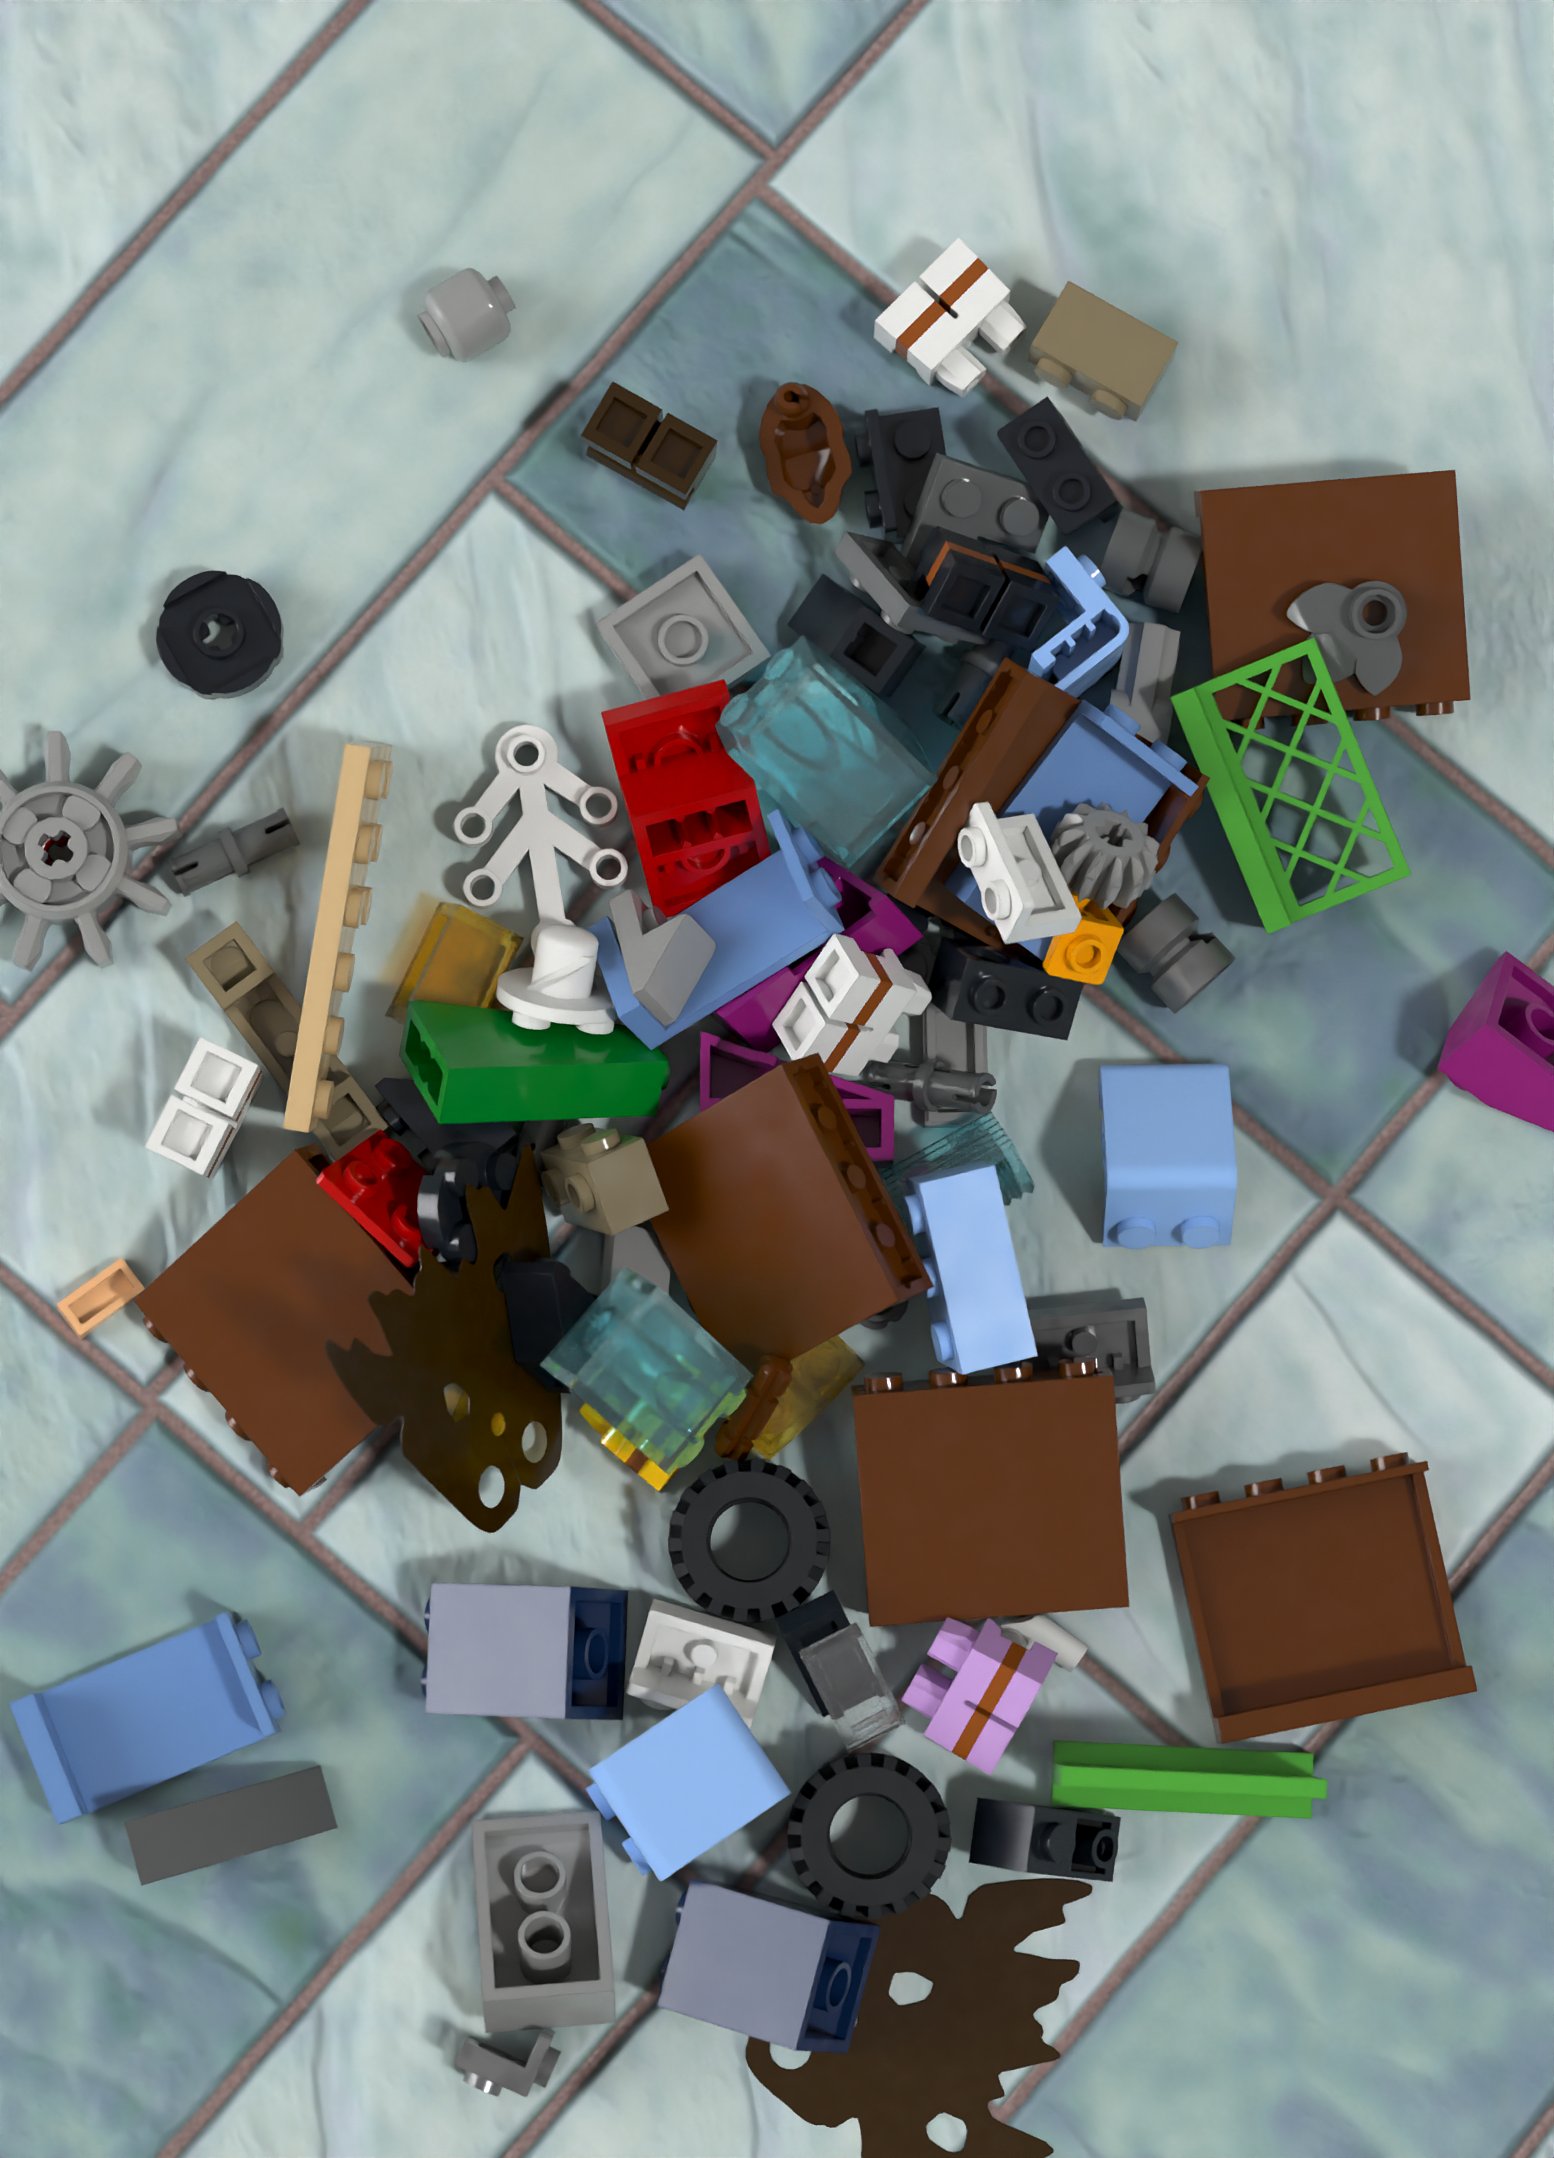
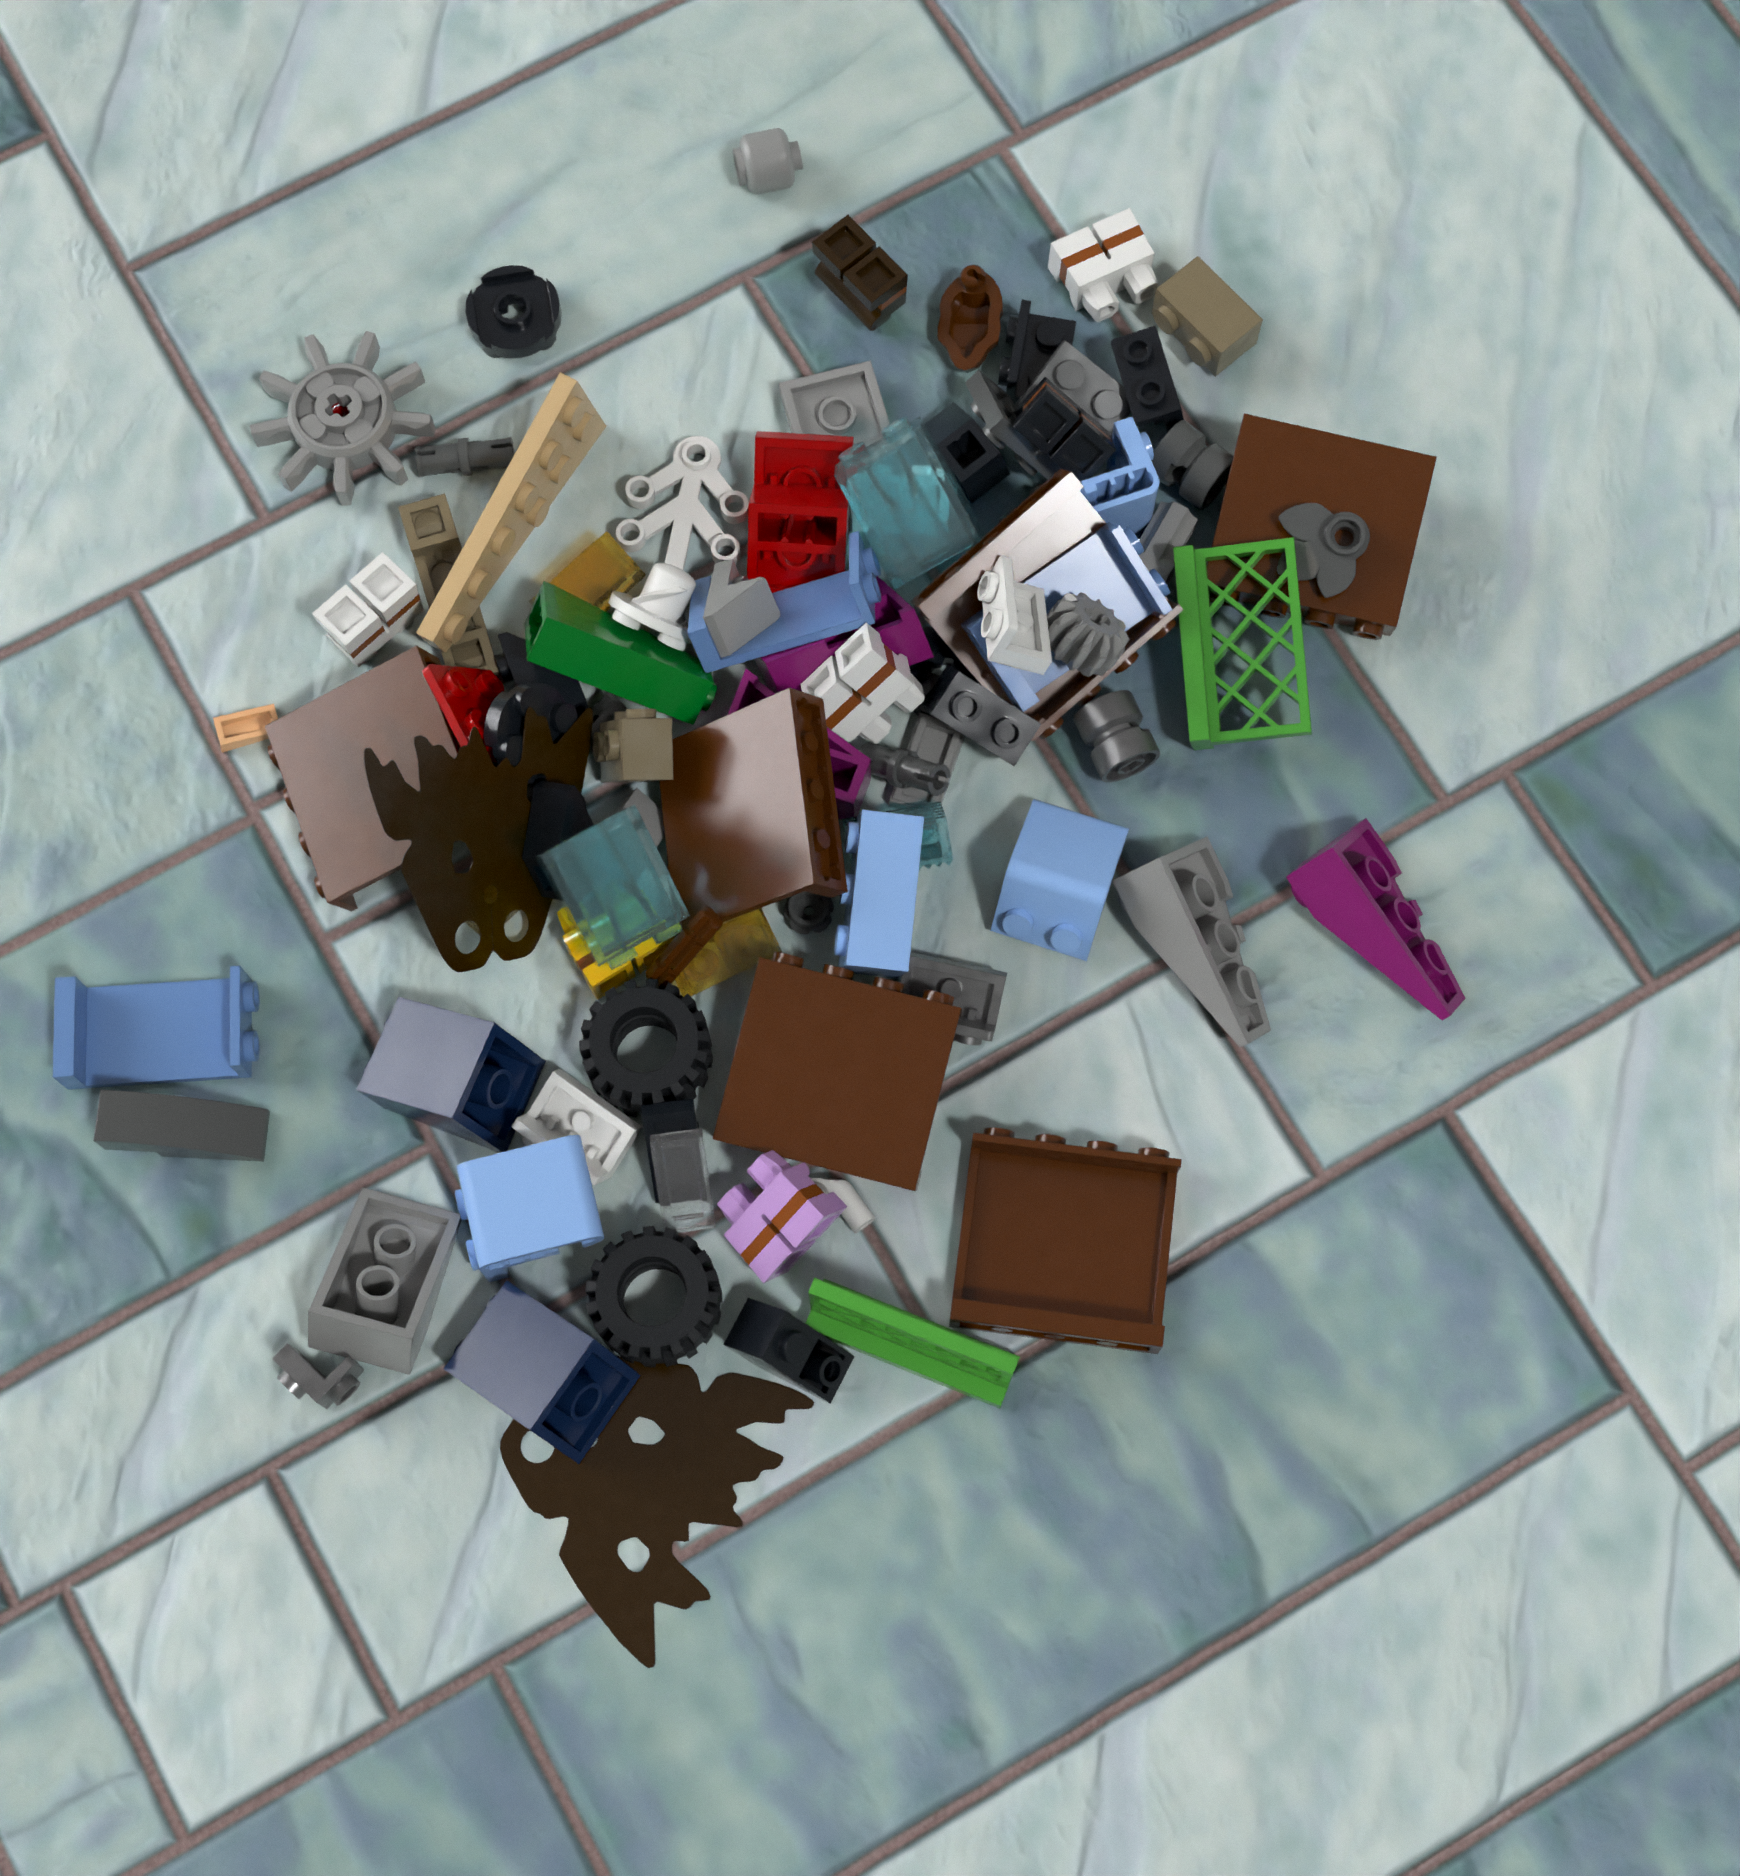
camera: 20 degrees right, 10 degrees down
(1087, 951) = (1048, 696): light orange bracket -> none
(1333, 1157) = (1186, 920): none -> light grey wedge

